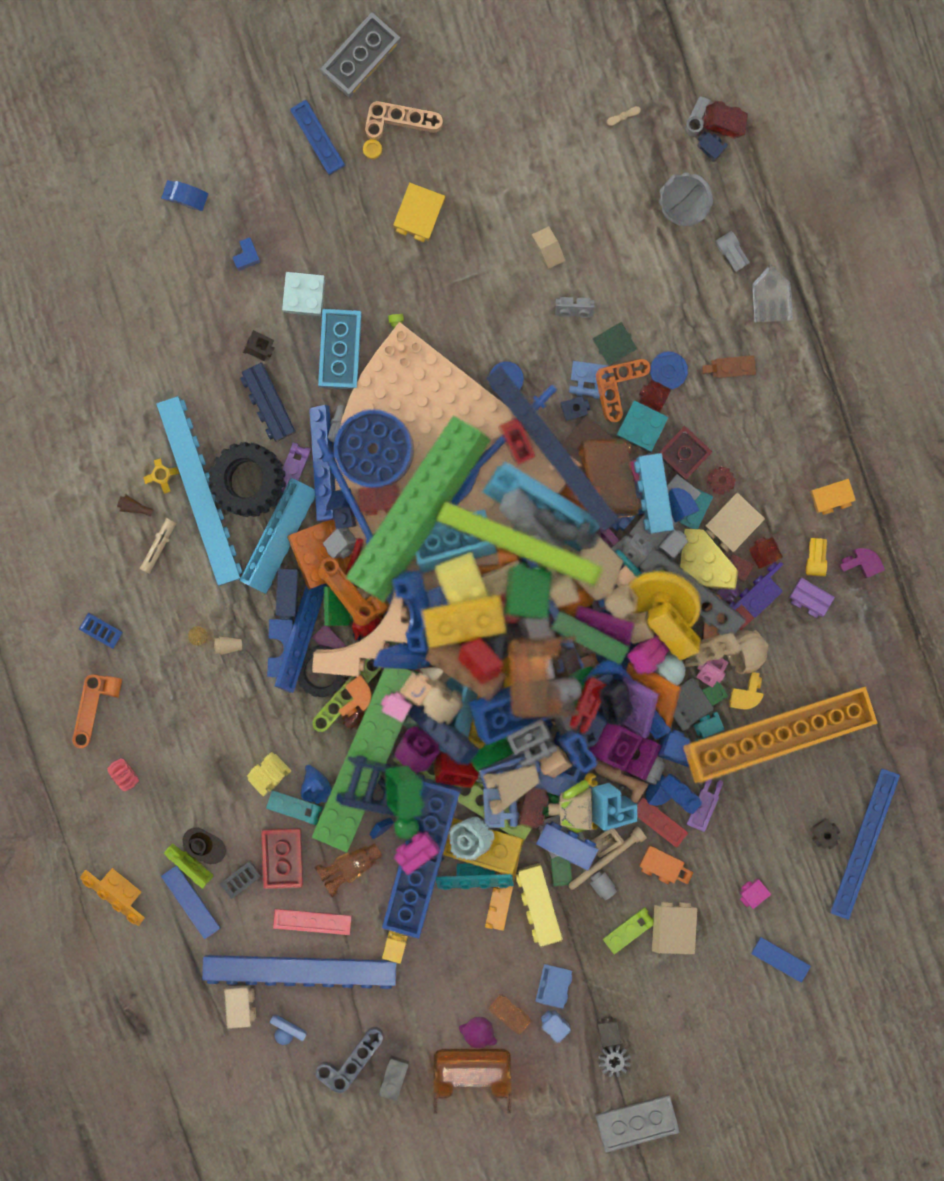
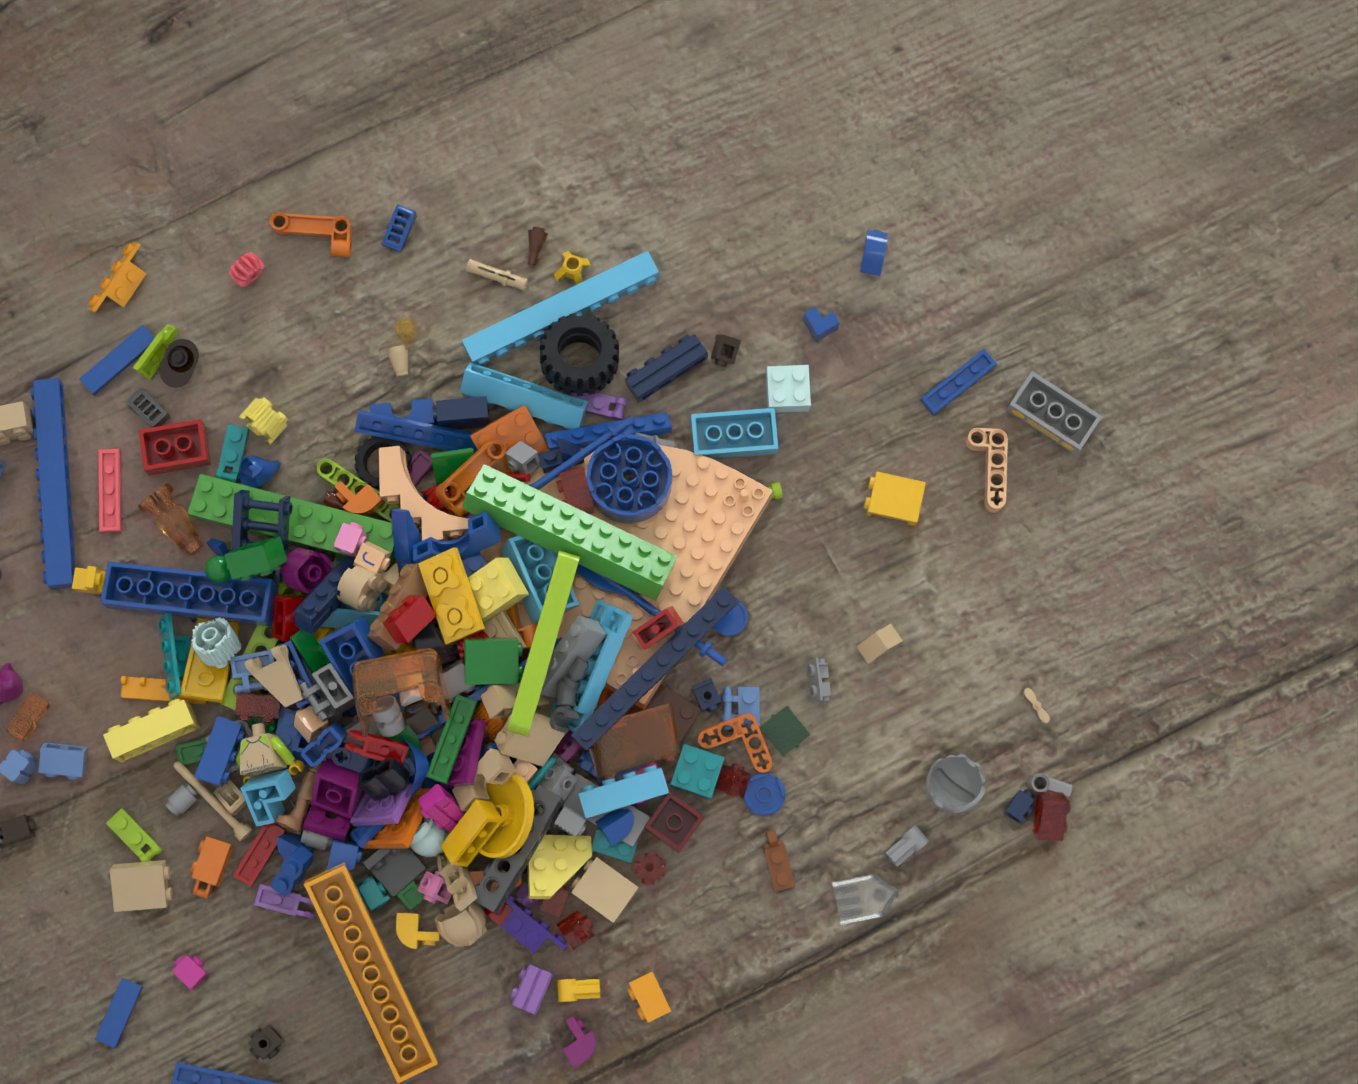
camera: 75 degrees right, 10 degrees down
(372, 149) = (955, 441): yellow tile -> none
(417, 852) = (192, 583): dark pink brick -> none

